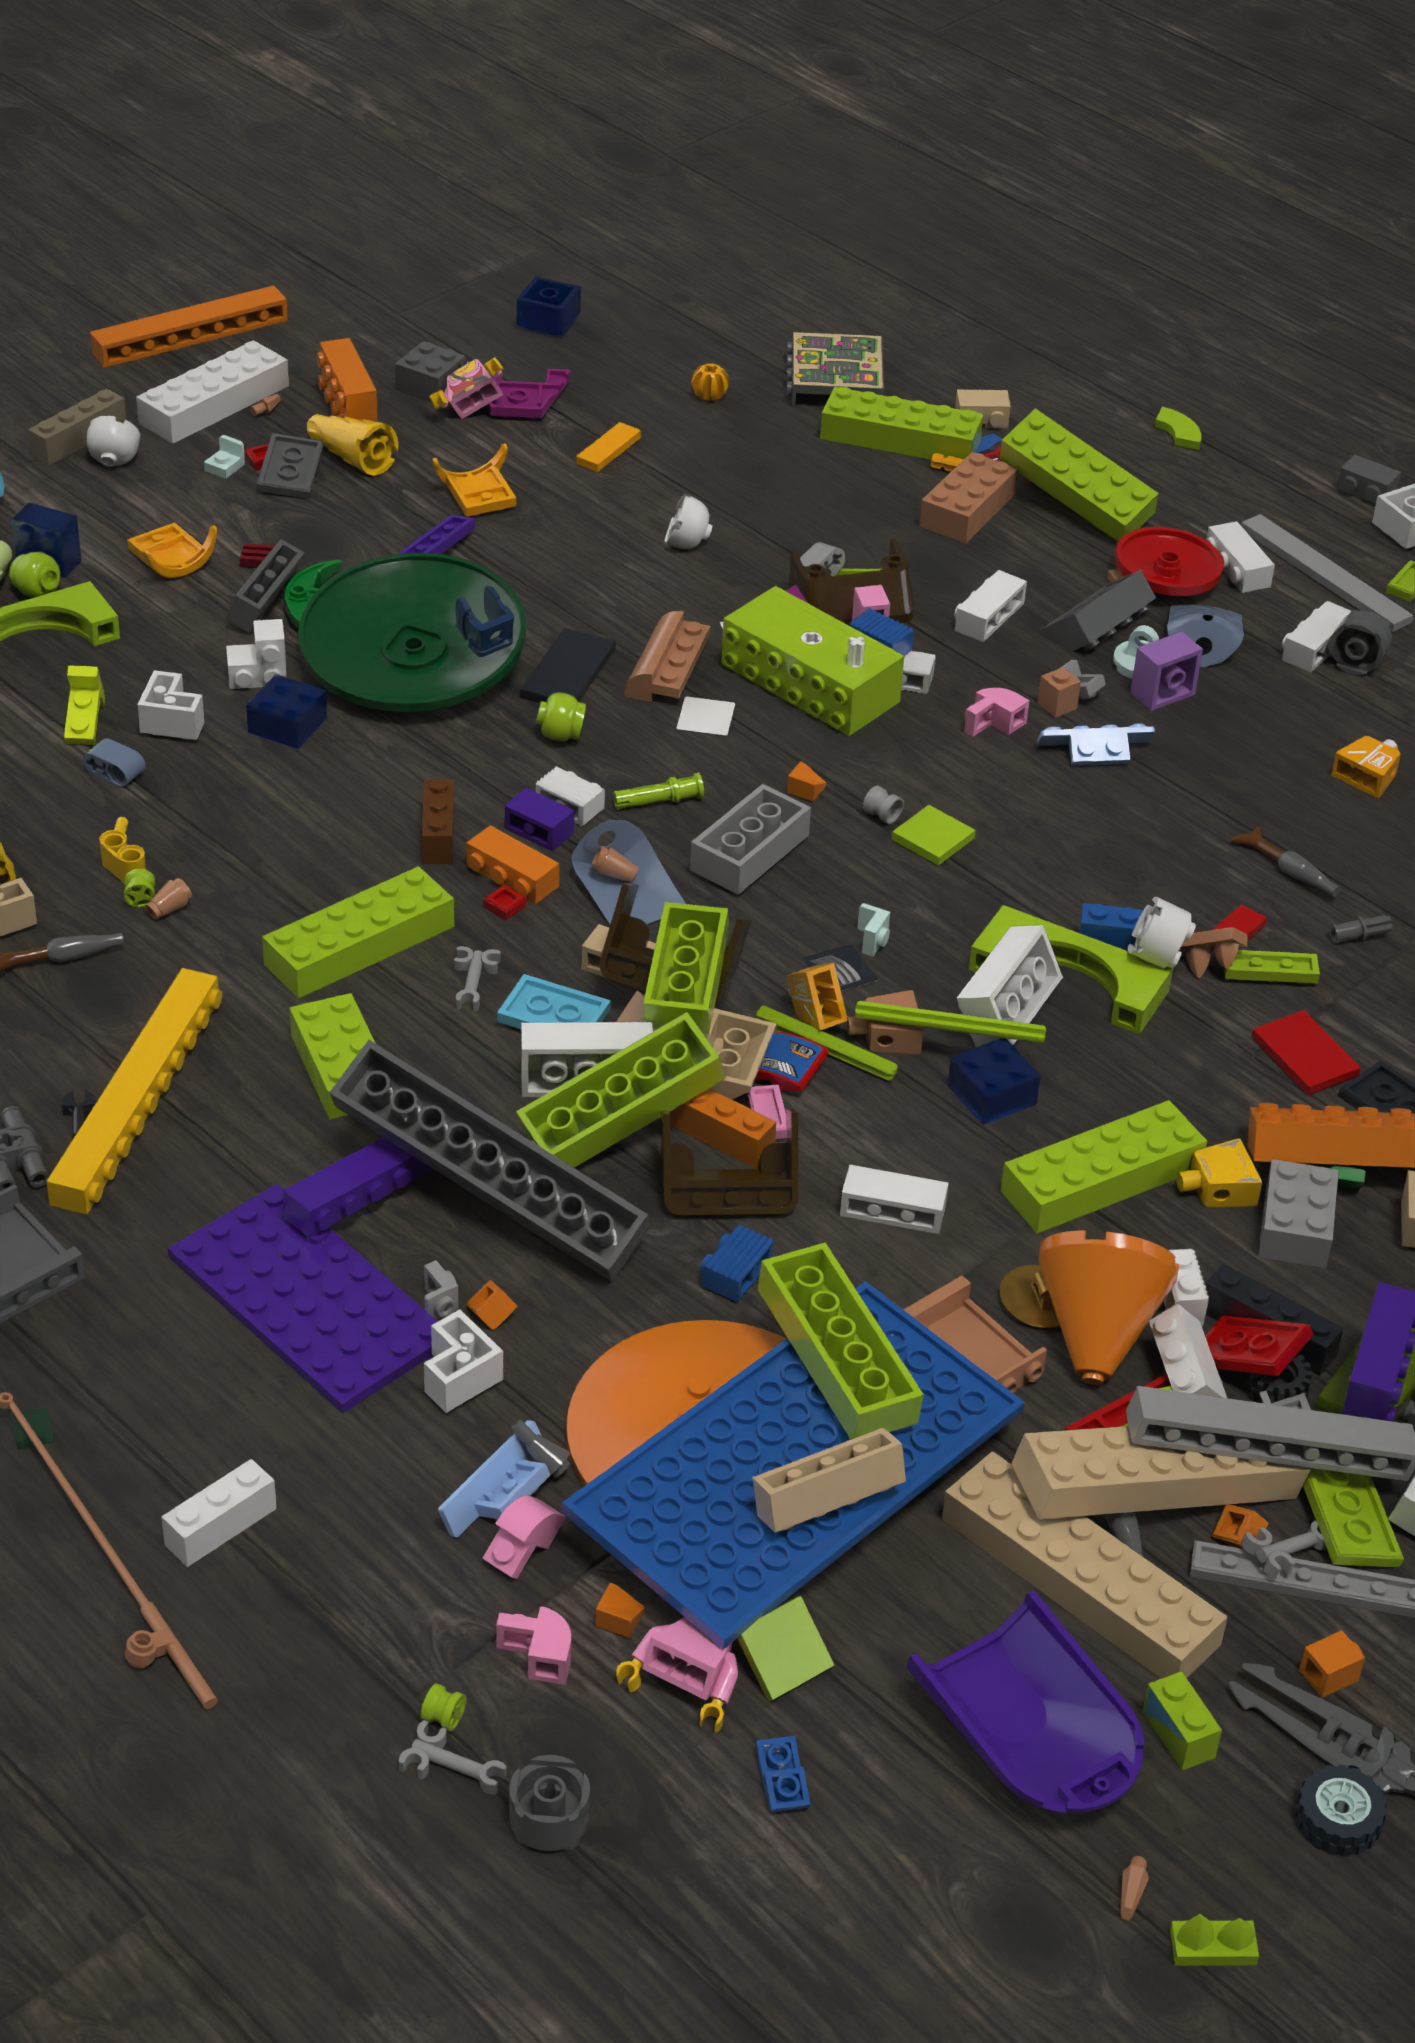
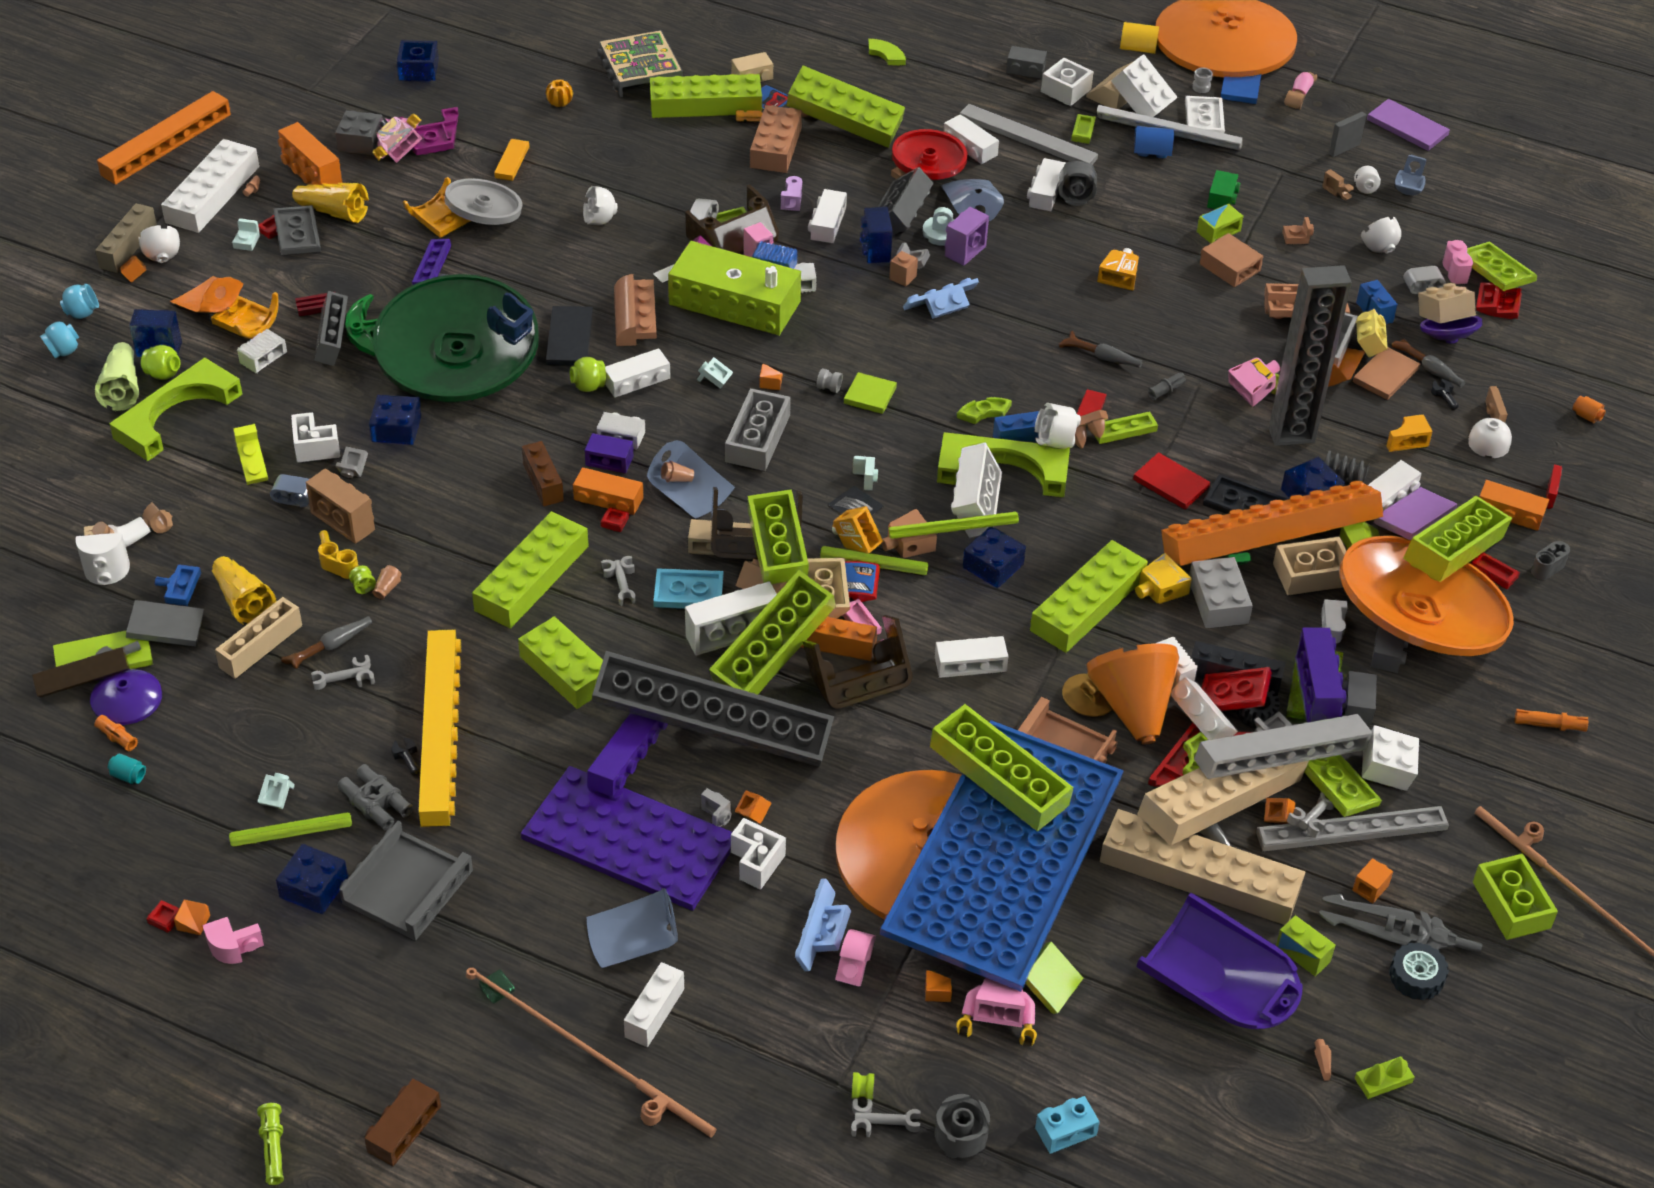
camera: 20 degrees left, 5 degrees up
(67, 464) = (132, 268): none -> orange slope
(75, 999) = (360, 671): none -> light grey bar
(141, 516) = (211, 296): none -> orange piece
(158, 792) = (340, 505): none -> medium nougat brick
(168, 592) = (261, 350): none -> white brick
(205, 748) = (352, 462): none -> light grey bracket
(244, 1411) = (632, 929): none -> sand blue piece
(257, 663) = (358, 387): white brick -> none
(539, 484) = (483, 201): none -> light grey dish
(542, 1449) = (839, 895): dark grey cone -> none
(543, 1638) = (903, 1019): bright pink brick -> none
(629, 732) = (637, 372): none -> white brick
(671, 790) = (686, 407): lime pin -> none
(703, 1852) = (1067, 1124): none -> medium azure brick
(706, 716) = (678, 345): white sticker -> none
(733, 757) = (715, 372): none -> light aqua bracket
(736, 1262) = (895, 730): blue brick -> none
(782, 1774) = (1086, 1059): blue slope -> none
(829, 1479) = (1040, 861): tan brick -> none
(957, 570) = (792, 196): none -> lavender leg
(998, 708) = (869, 290): bright pink brick -> none
(1039, 639) = (876, 234): none -> clear blue brick
(1070, 894) = (991, 407): none -> lime tile

